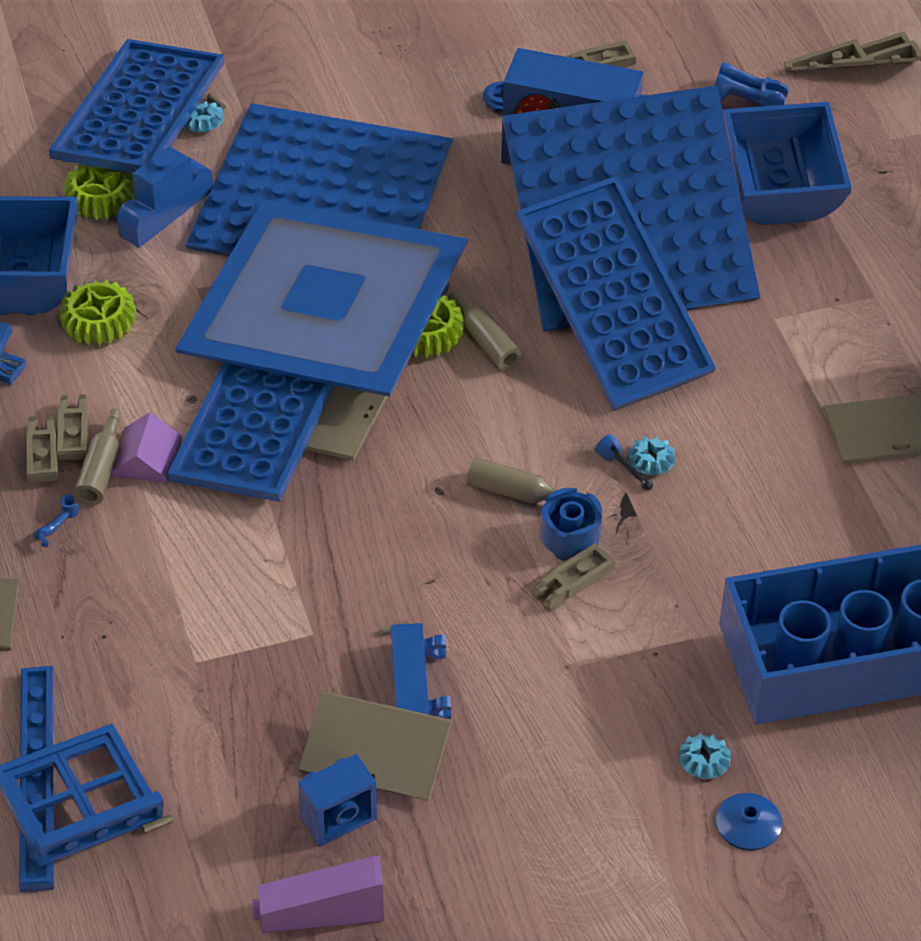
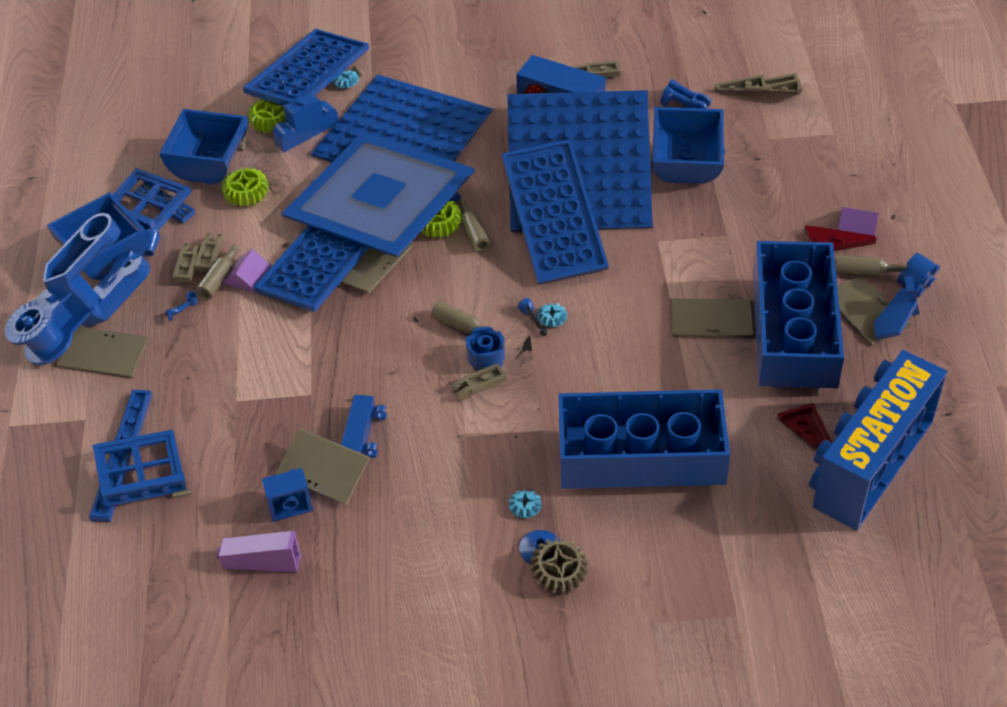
camera: 15 degrees right, 0 degrees up
(783, 858) = (574, 561): none -> dark tan gear

